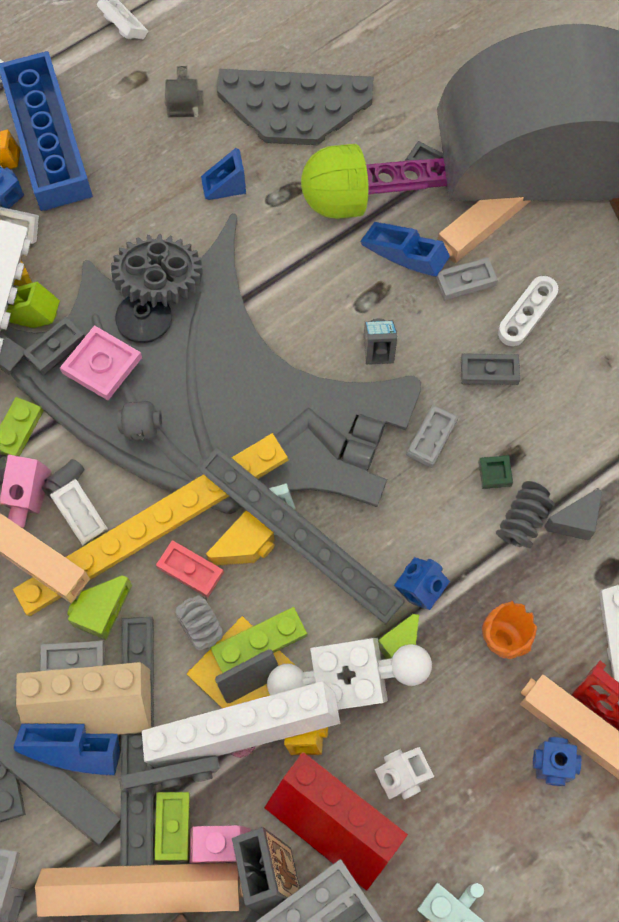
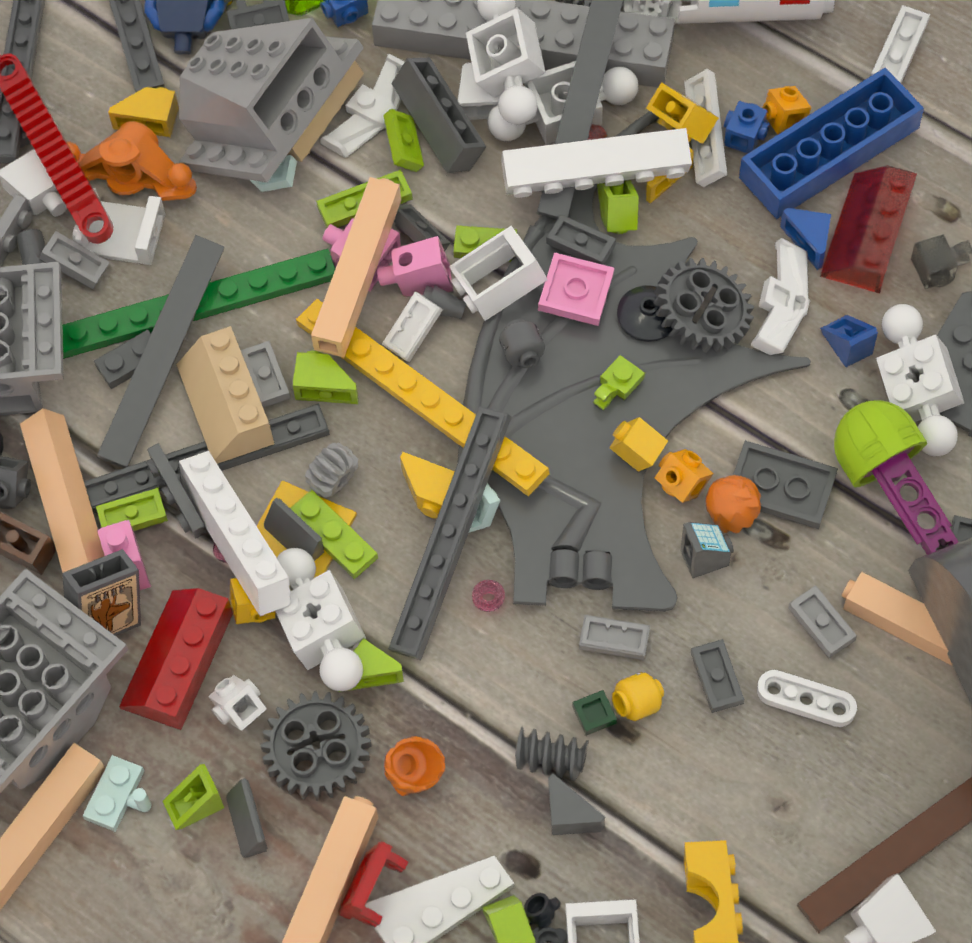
camera: 75 degrees right, 5 degrees down
(33, 405) = (487, 259): none -> white window
(69, 747) = (177, 398): blue slope -> none
(120, 175) = (807, 231): none -> blue slope
(132, 131) = (869, 227): none -> clear red slope
(171, 212) = (784, 299): none -> white plate
(190, 569) = (387, 446): coral plate -> none
(201, 356) = (619, 380): none -> lime plate
(272, 357) = (638, 443): none -> yellow brick
(276, 123) = (920, 378): none -> white brick
(306, 336) = (683, 475): none -> light orange brick
(337, 269) = (787, 483): none -> dark grey plate
(345, 306) = (733, 503): none -> orange hair
(361, 517) = (492, 587): none -> clear pink plate
(406, 248) = (834, 546): blue slope -> none
(422, 582) = (441, 667): blue brick -> none
(484, 841) = (193, 799): none -> lime slope
(490, 713) = (324, 773): none -> dark grey gear
(492, 433) = (637, 696): none -> yellow head
(514, 797) = (246, 819): none -> dark grey slope
(547, 767) = (292, 859): blue brick -> none

